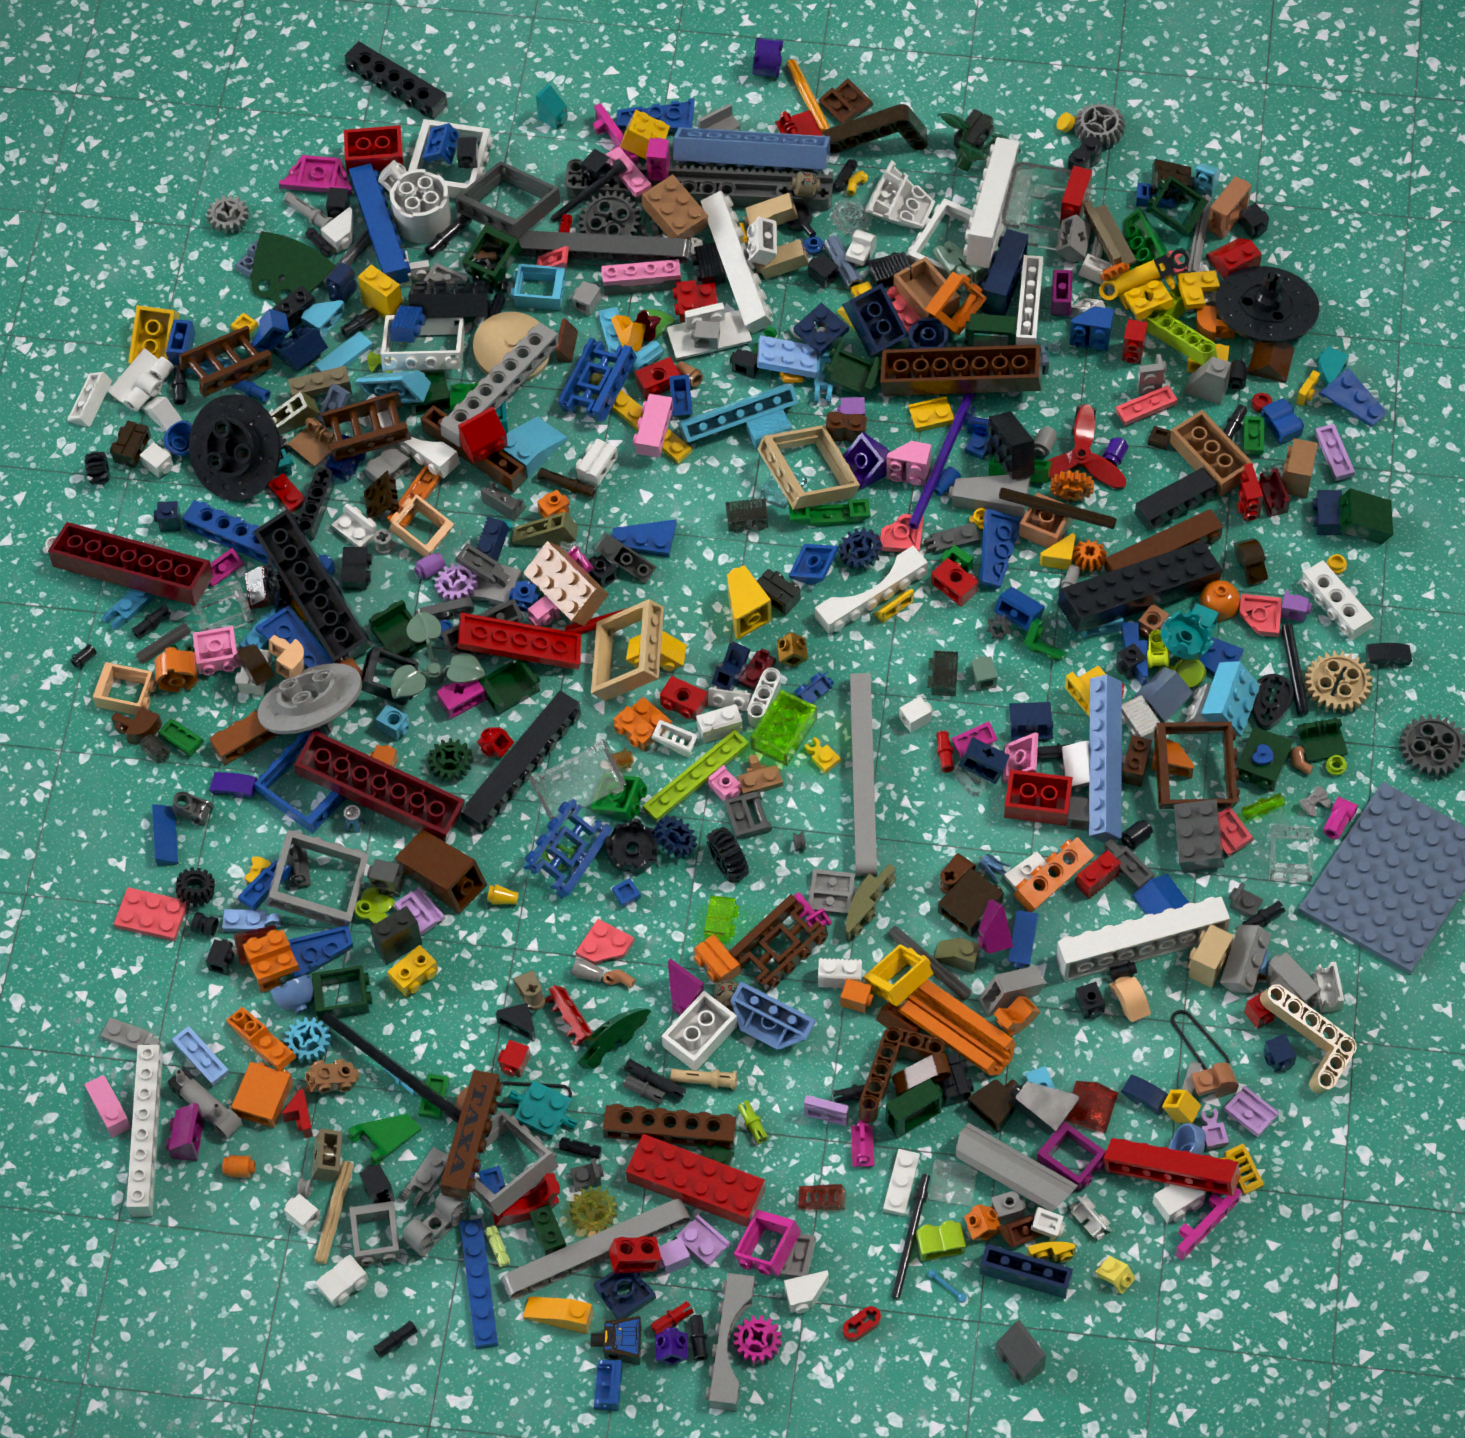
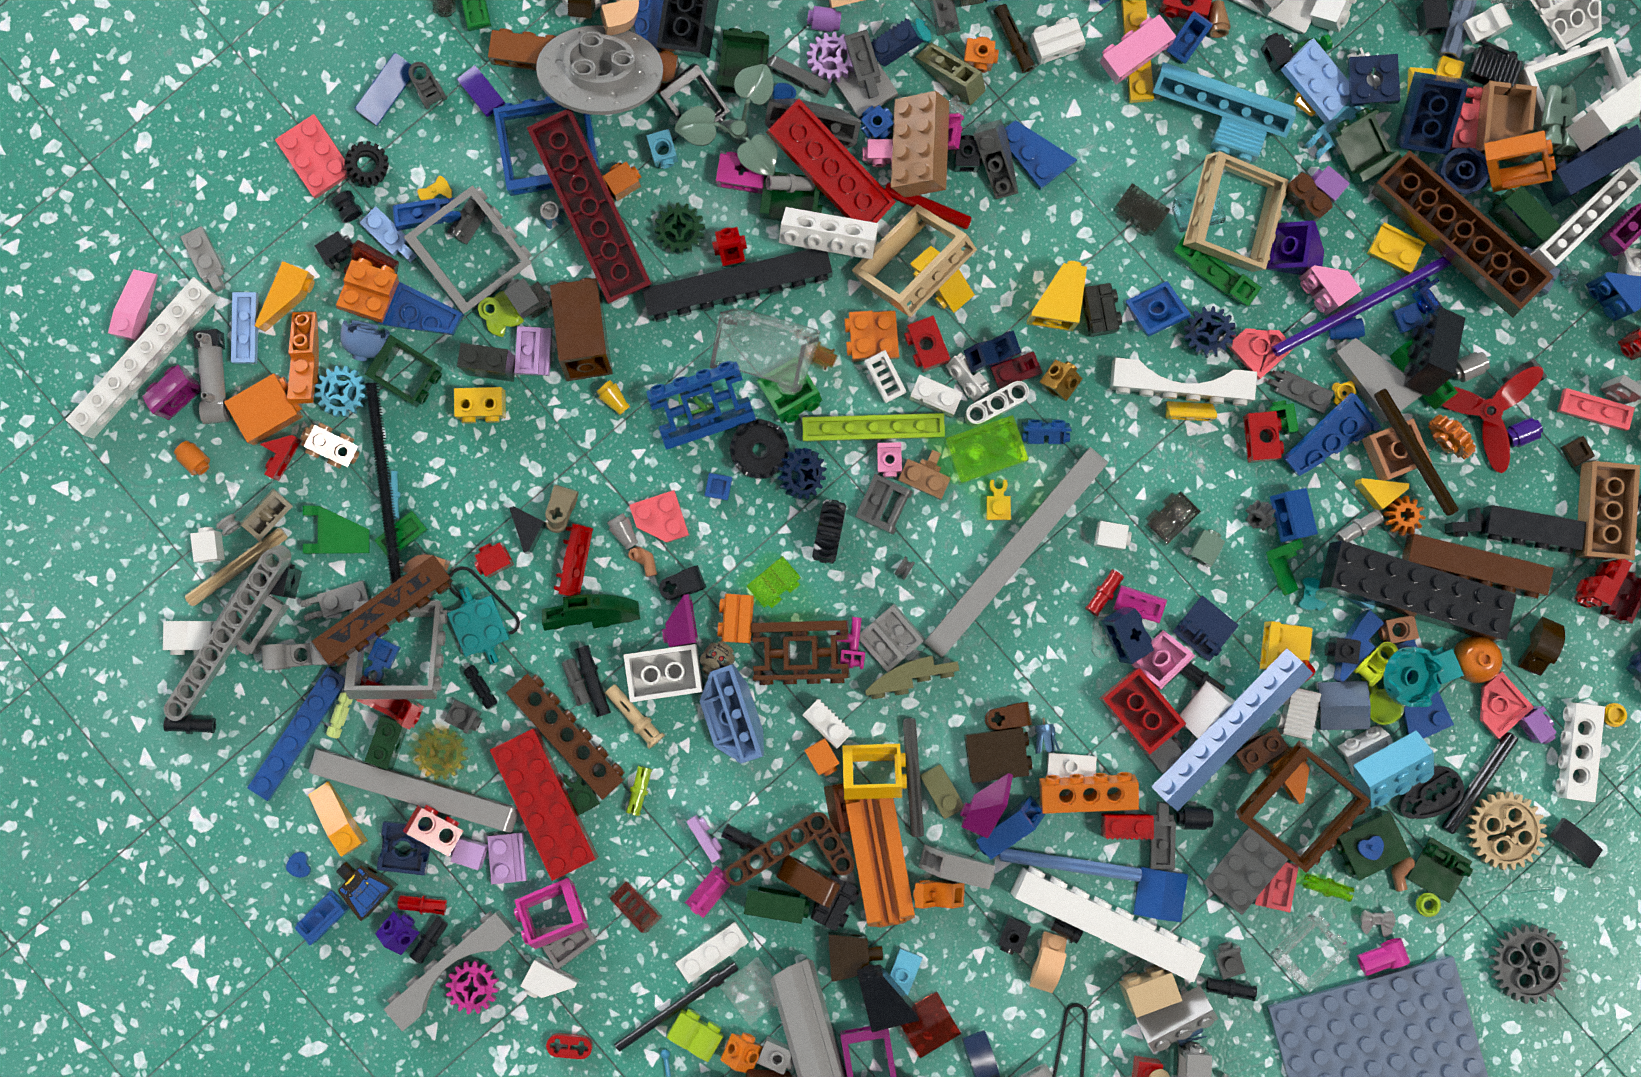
camera: 35 degrees right, 25 degrees up
(211, 1009) = (285, 293): none -> light orange slope
(367, 1230) = (234, 626): none -> light grey beam
(500, 672) = (789, 183): none -> light grey pin
(555, 679) = (828, 233): none -> white brick
(558, 1369) = (298, 865): none -> blue piece
(657, 971) = (687, 582): none -> black piece
(1081, 654) = (1309, 601): none -> teal piece
(1091, 925) = (1071, 864): none -> medium blue axle
(1134, 531) = (1461, 529): none -> black bracket

